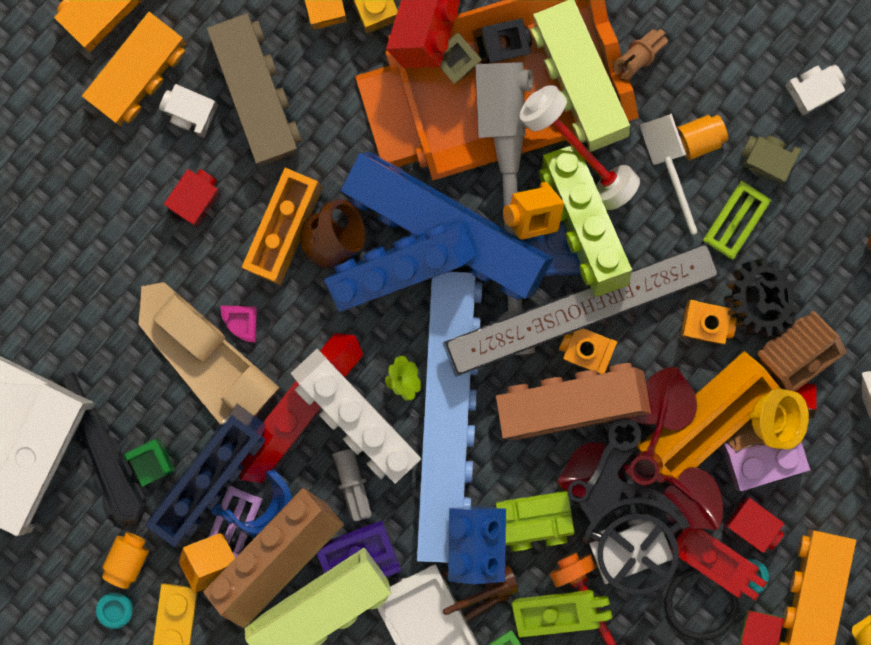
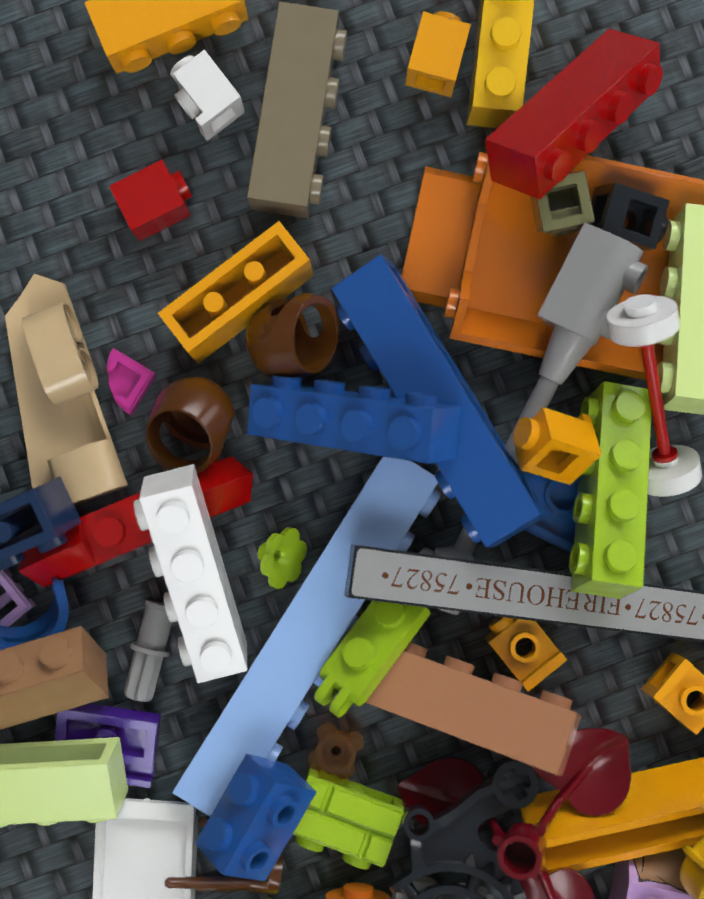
camera: 25 degrees right, 0 degrees up
(298, 318) = (196, 414): none -> reddish brown helmet
(490, 405) = (368, 654): none -> lime hinge
(511, 473) = (339, 764): none -> clear orange plate

